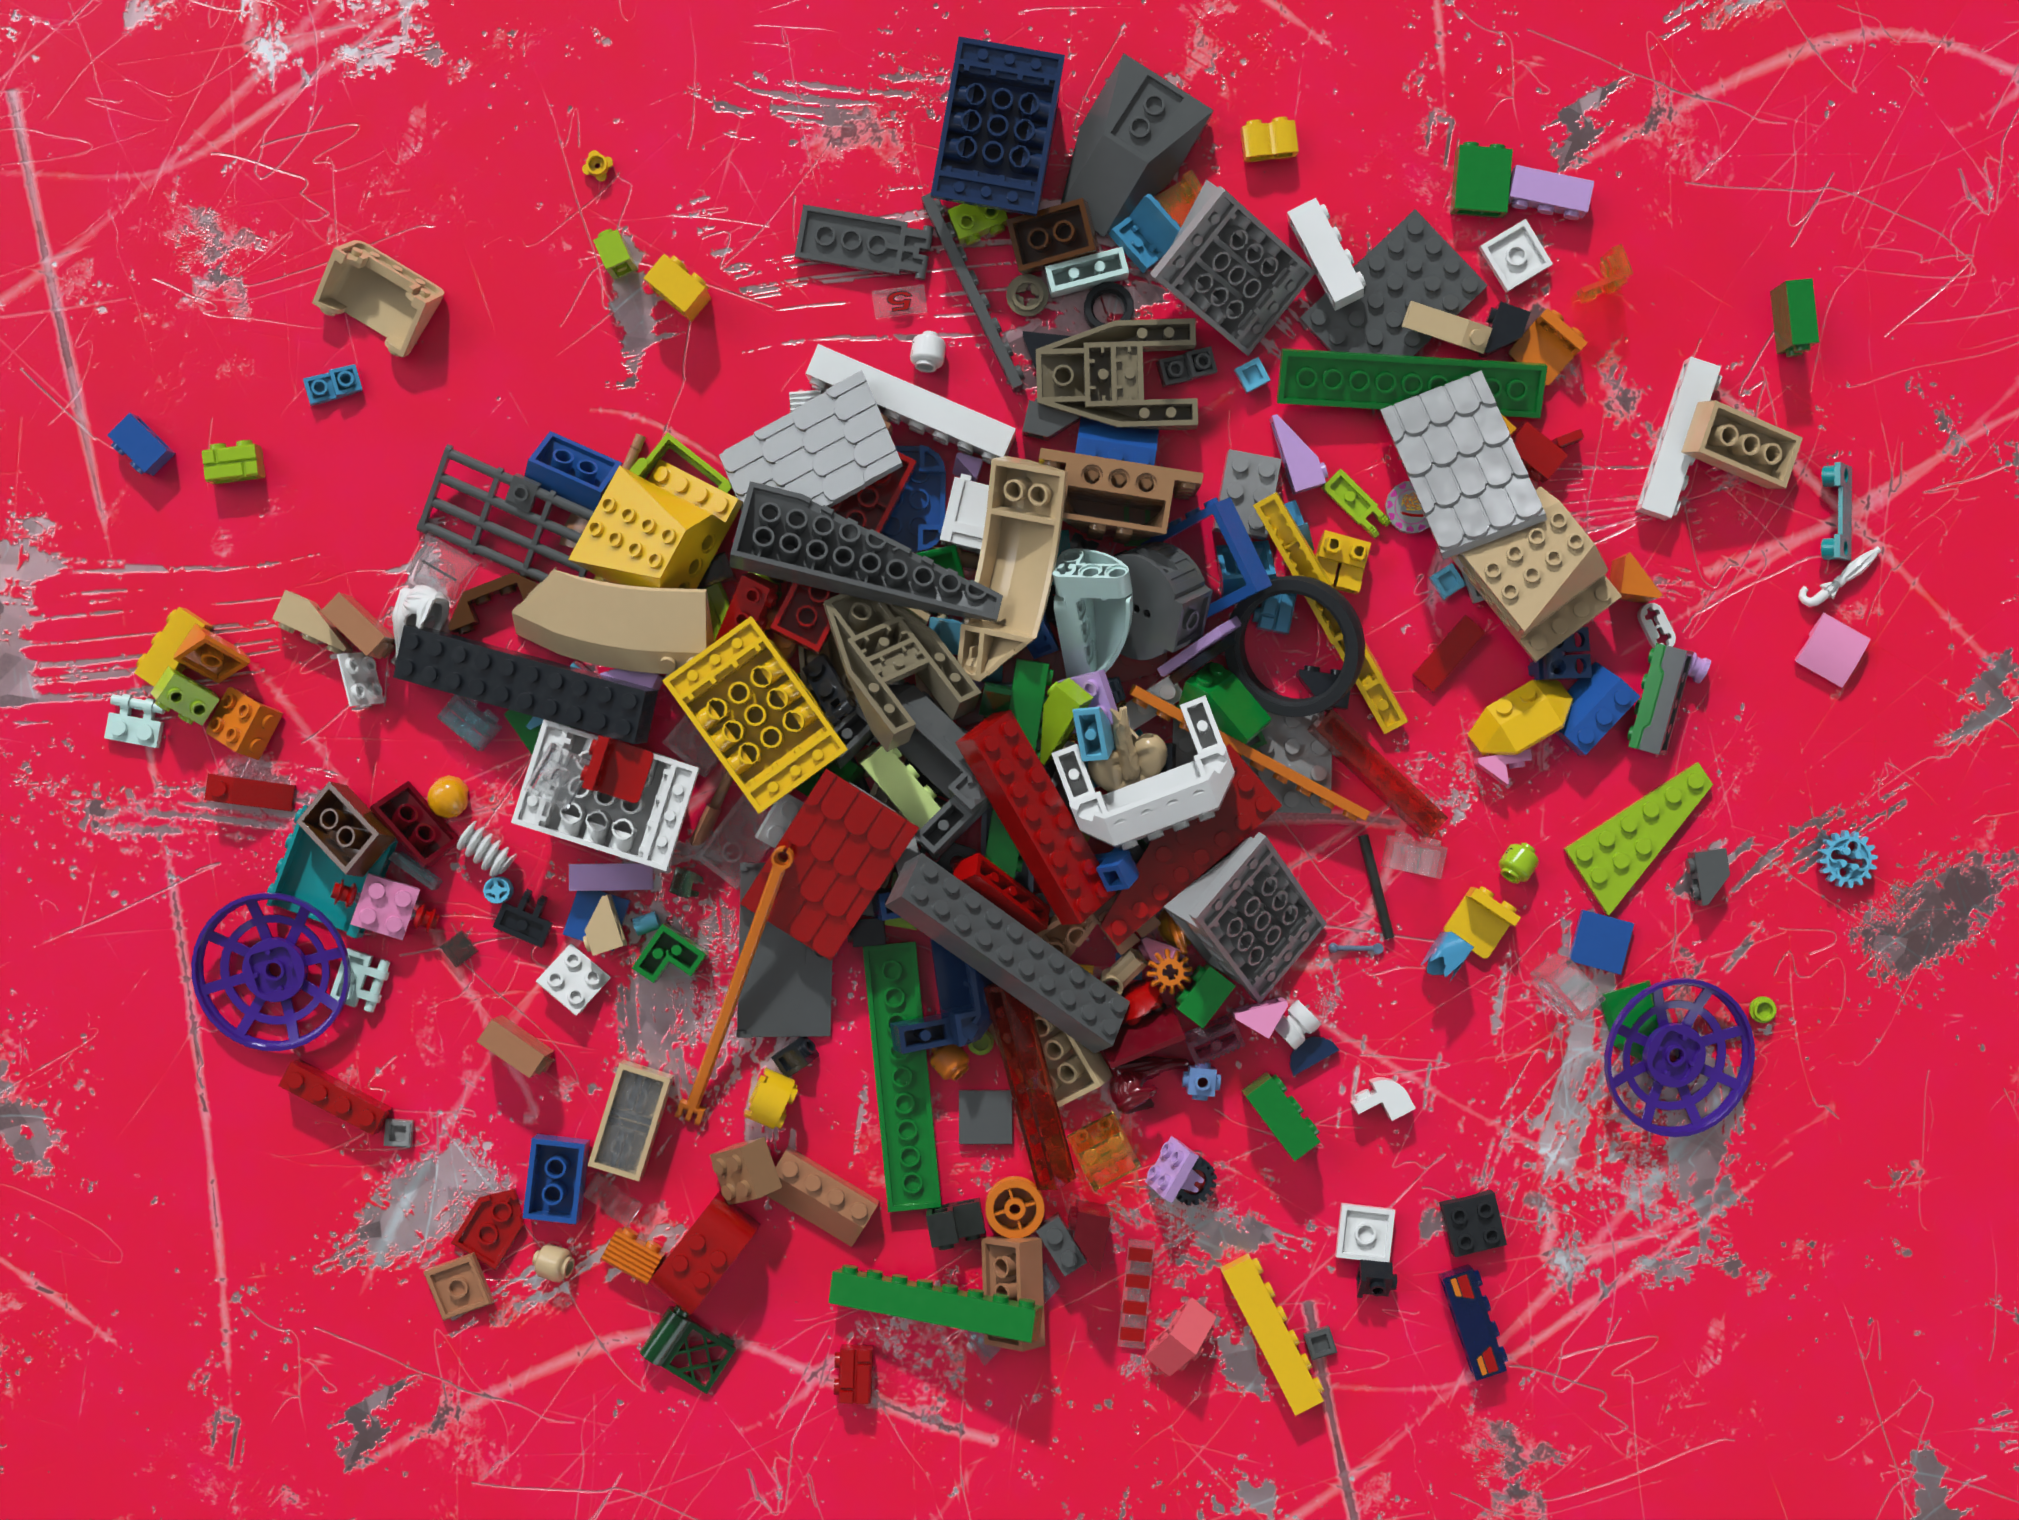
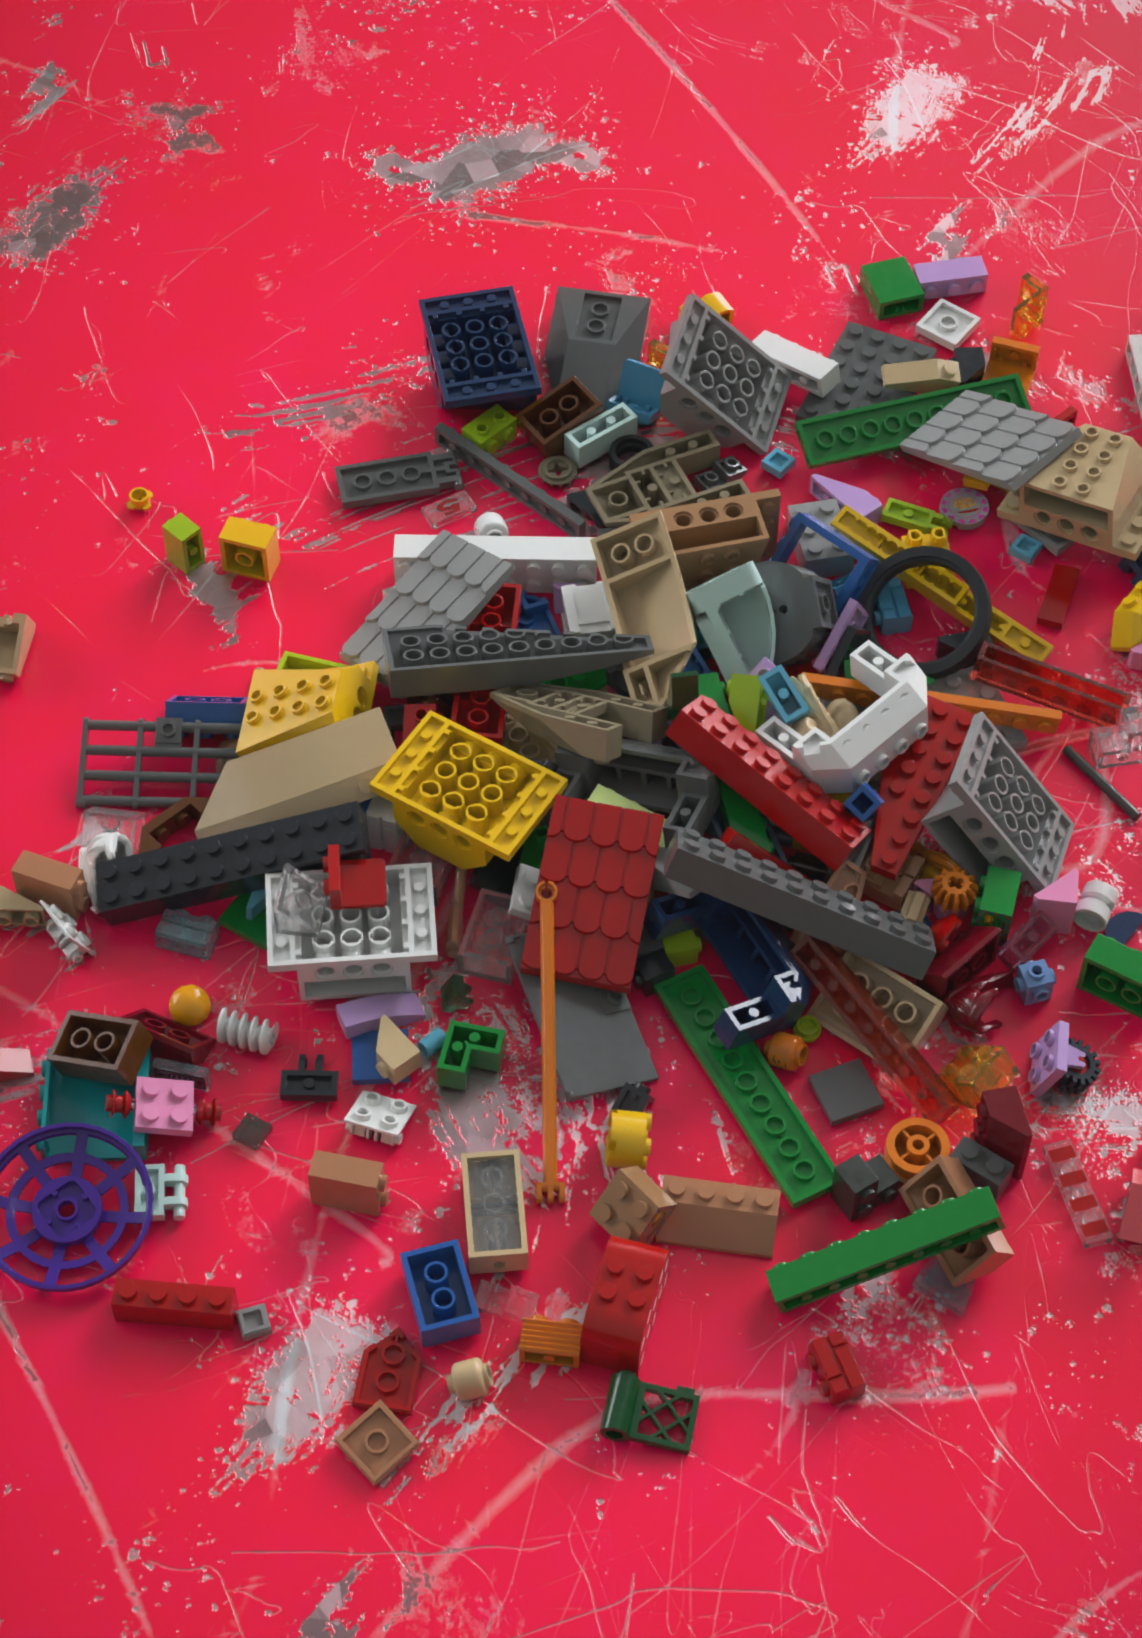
camera: 25 degrees left, 35 degrees down
(493, 890) = (274, 1057): medium azure wheel -> none
(1377, 948) = (1131, 830): sand blue hinge -> none

